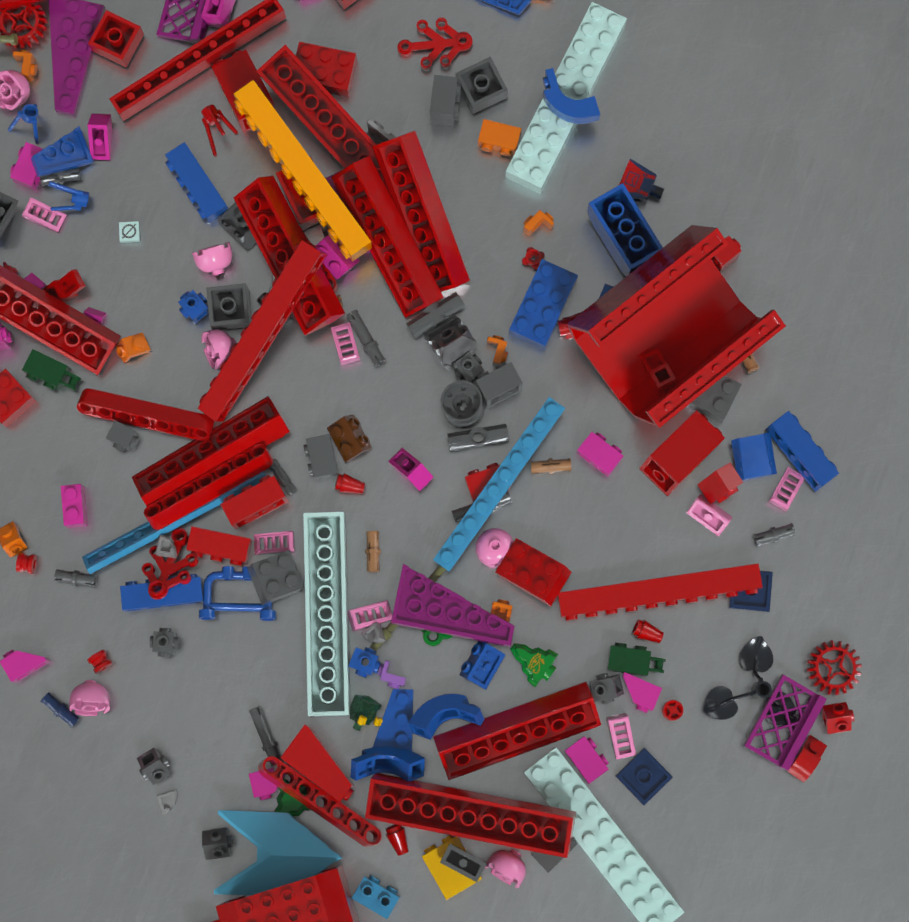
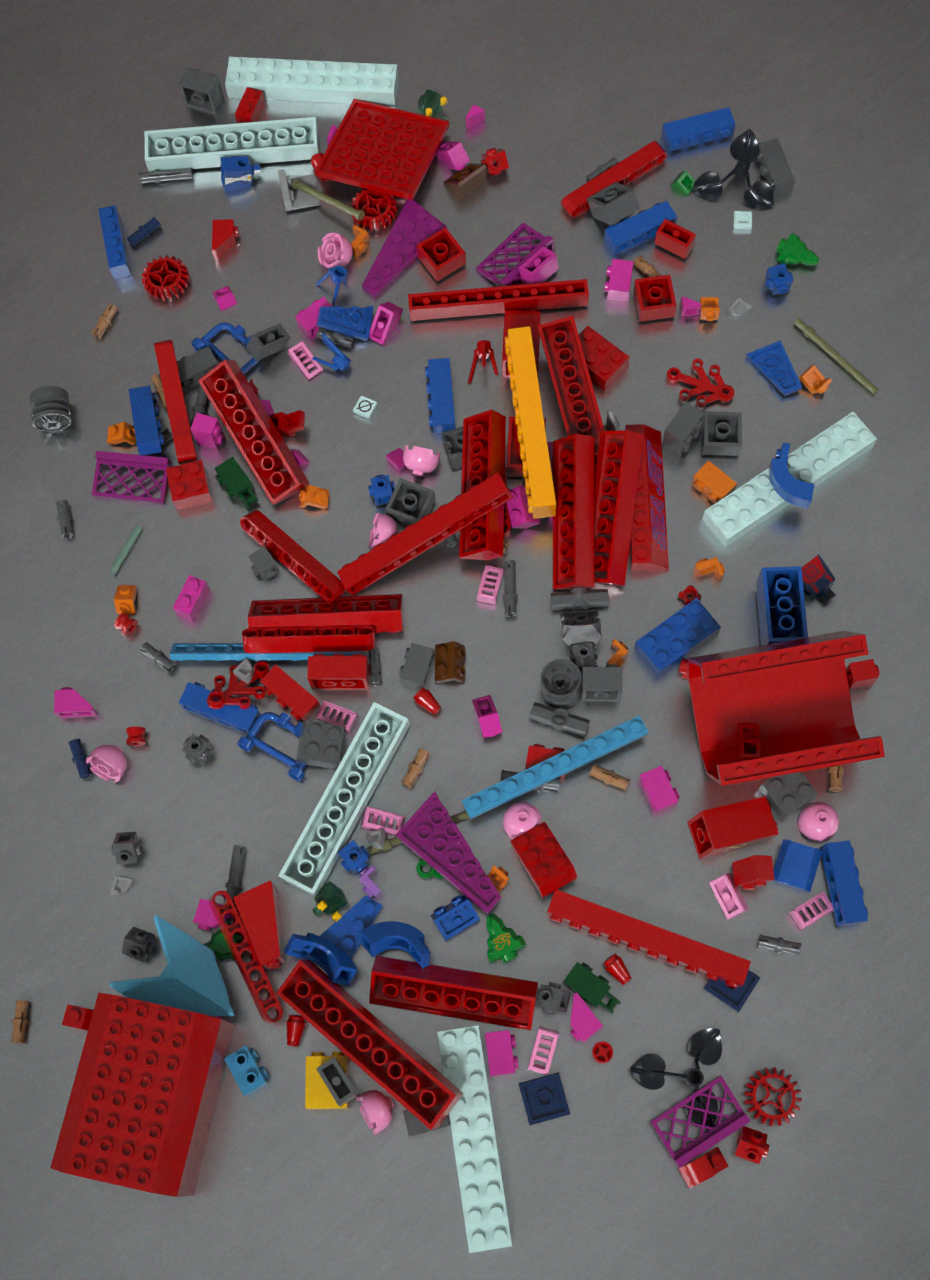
camera: 30 degrees right, 10 degrees down
(189, 268) = (395, 458): none -> dark pink slope
(466, 218) = (649, 524): none -> red slope
(753, 407) = (818, 822): none -> bright pink cylinder

